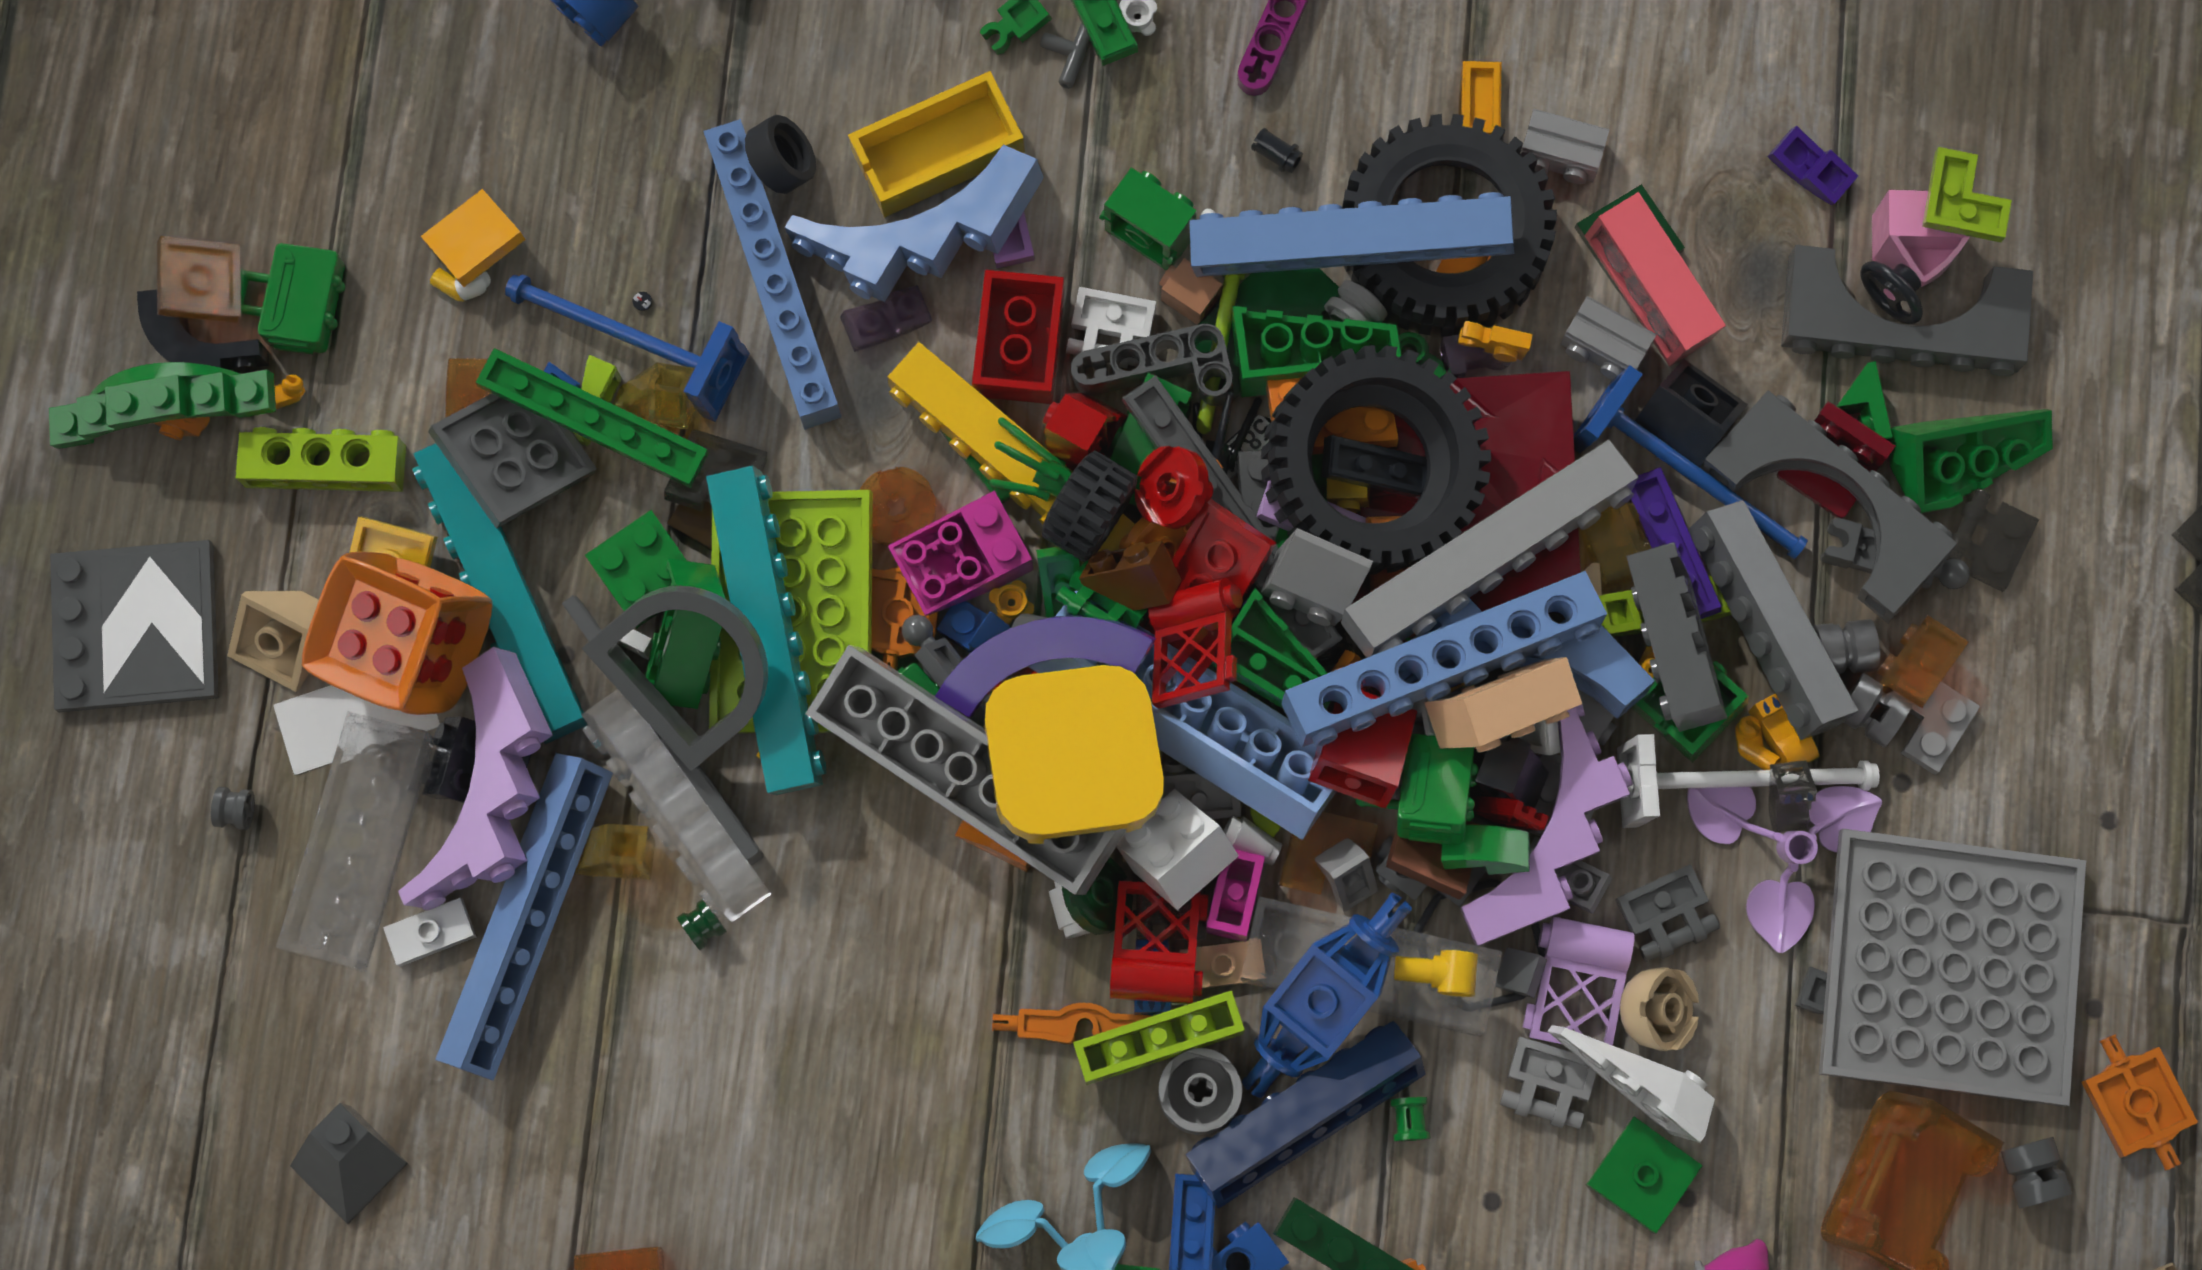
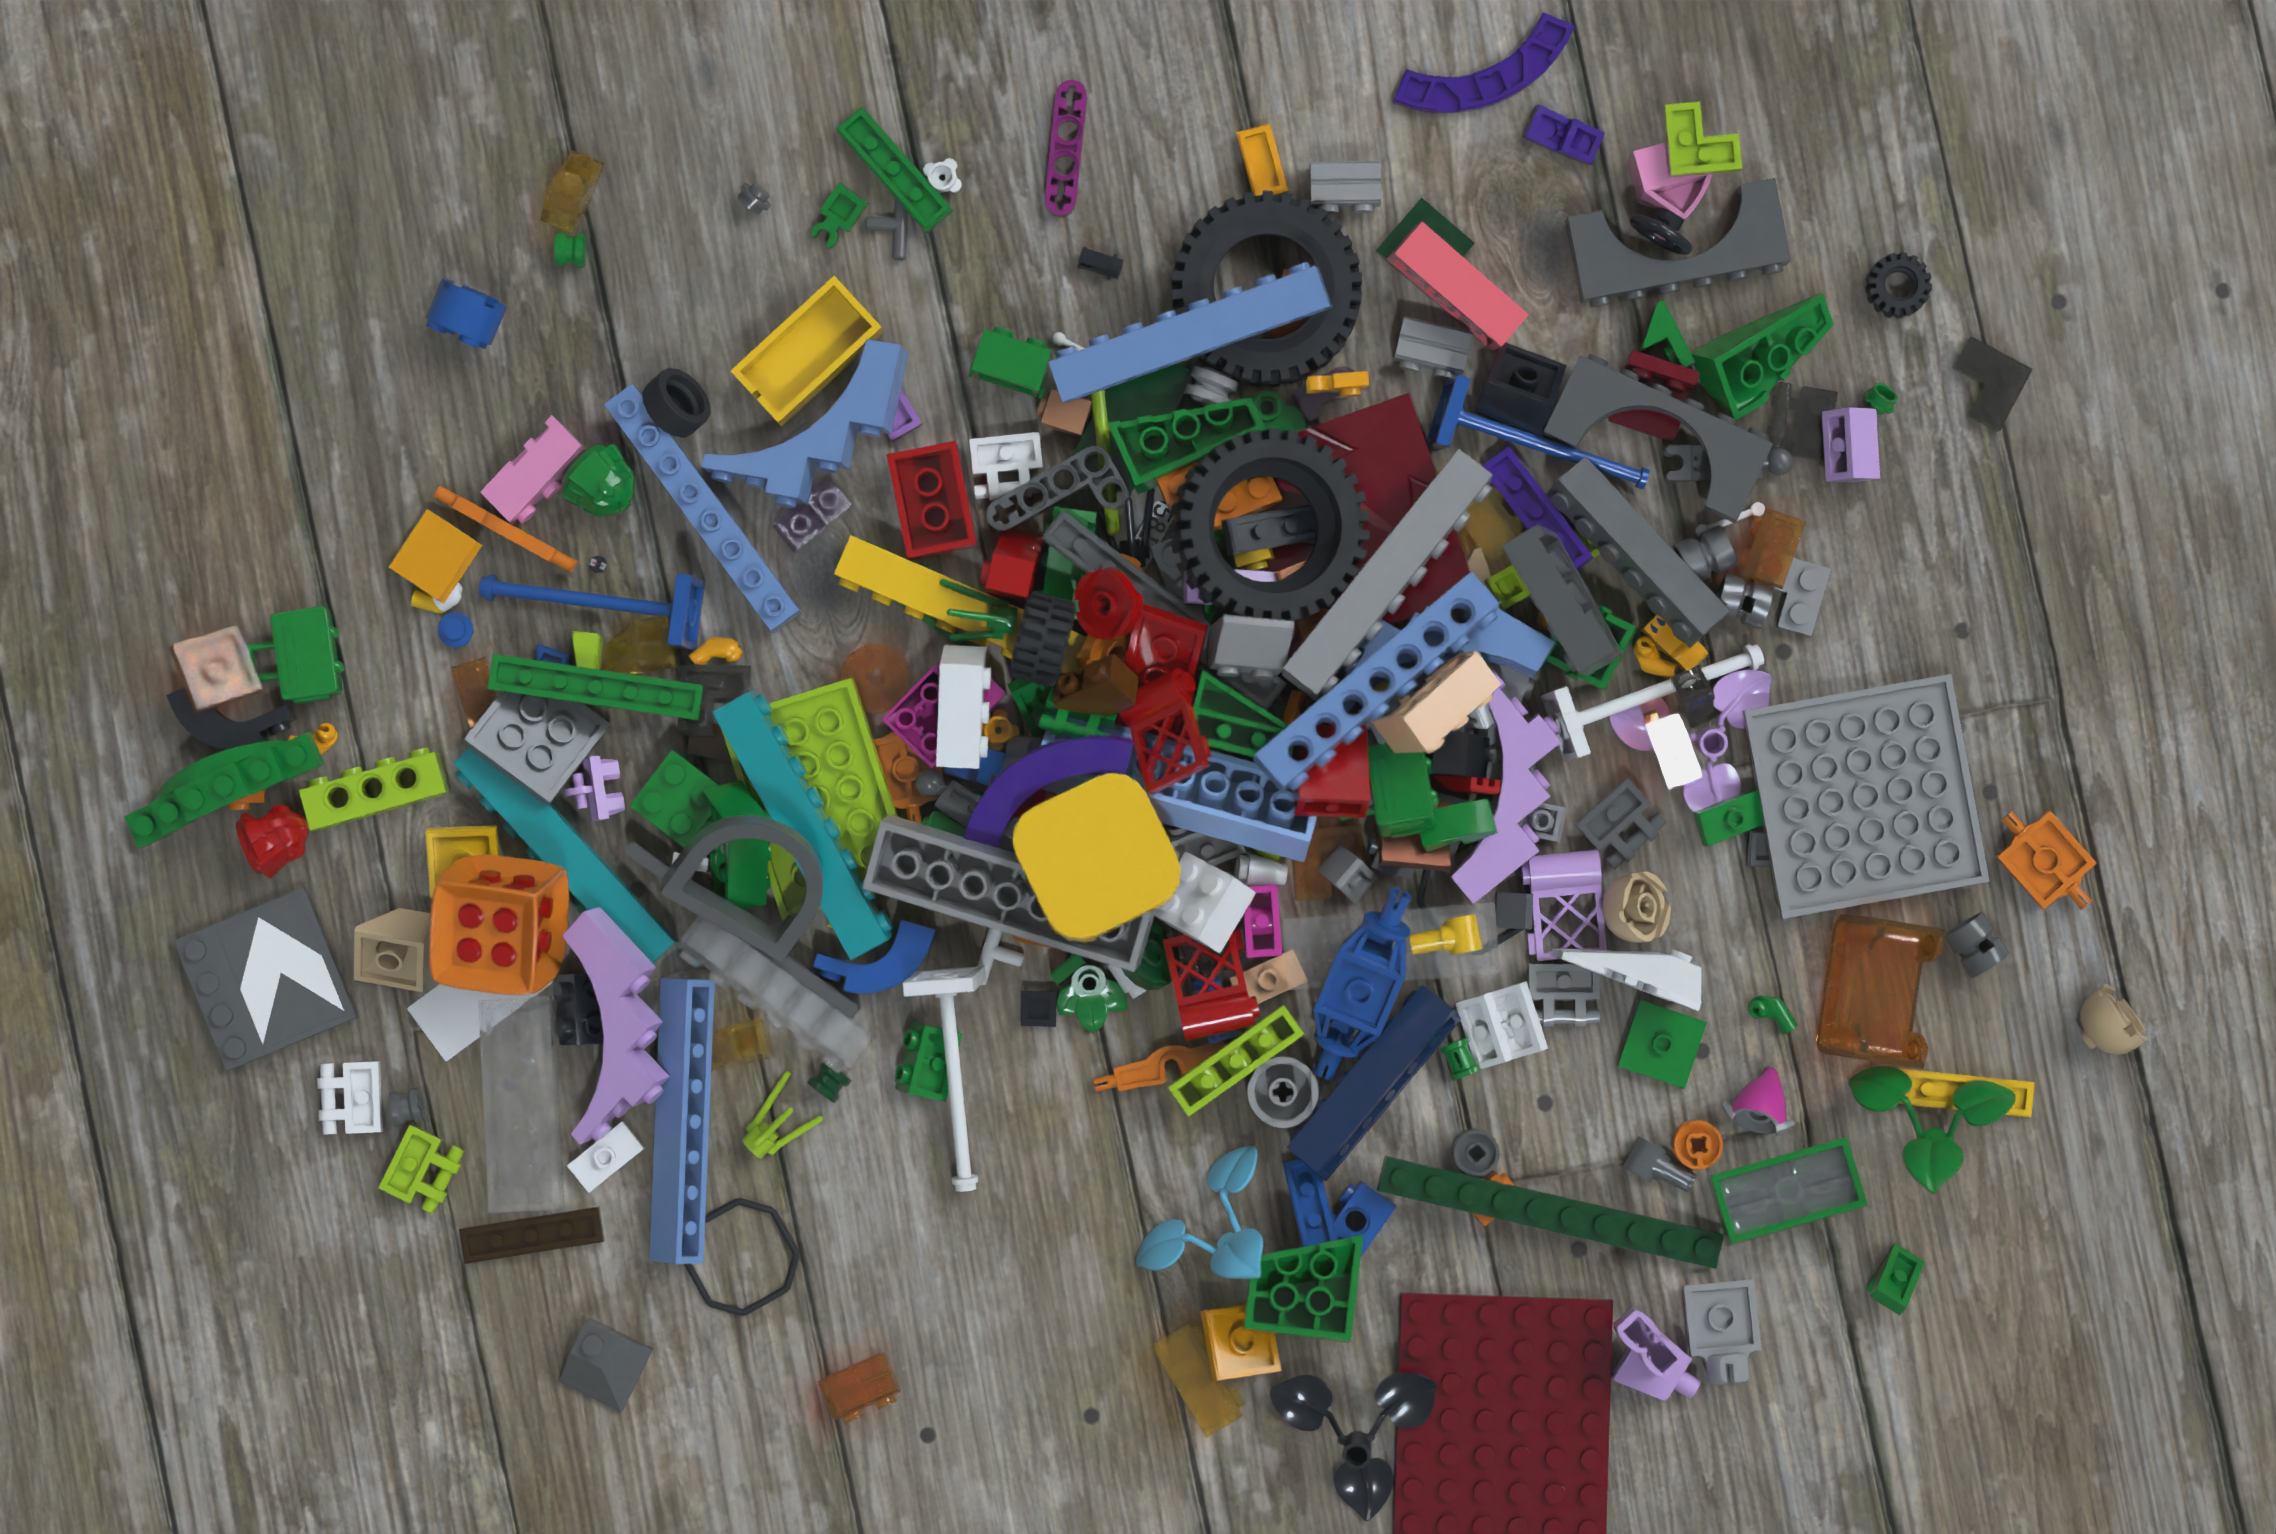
camera: 15 degrees left, 10 degrees up
(188, 782) = (361, 1097): none -> white plate
(191, 474) = (272, 839): none -> red helmet
(215, 873) = (411, 1164): none -> lime plate
(319, 993) = (531, 1235): none -> dark brown tile
(467, 321) = (455, 629): none -> blue plate
(551, 226) = (505, 529): none -> orange piece
(557, 549) = (599, 803): none -> lavender hips
(558, 1145) = (792, 1269): none -> black piece
(607, 962) = (762, 1137): none -> lime plant
(610, 182) = (533, 473): none -> bright pink wedge
(671, 210) = (600, 481): none -> green helmet
(737, 423) = (716, 647): none -> light orange arm
(808, 824) = (903, 959): none -> blue arch
(817, 936) = (923, 1063): none -> green bracket
(861, 857) = (945, 985): none -> white tile
(928, 839) = (993, 951): none -> white piece
(958, 917) = (1038, 1008): none -> black tile
(978, 554) = (962, 707): none -> white wedge
(1004, 881) = (1067, 968): none -> green tile
(1019, 929) = (1092, 1002): none -> green plate
(1397, 1228) = (1475, 1152): none -> dark grey wheel
(1469, 1096) = (1501, 1025): none -> white slope
(1748, 92) = (1492, 84): none -> dark purple tile
(1751, 843) = (1672, 748): none -> bracket
(1782, 1175) = (1772, 1008): none -> green arm
(1791, 943) = (1729, 817): none -> green plate
(1914, 617) = (1756, 509): none -> white hinge
(2040, 577) = (1850, 445): none -> lavender brick
(2084, 541) = (1881, 398): none -> green plate
(2152, 410) = (1919, 279): none -> black tyre

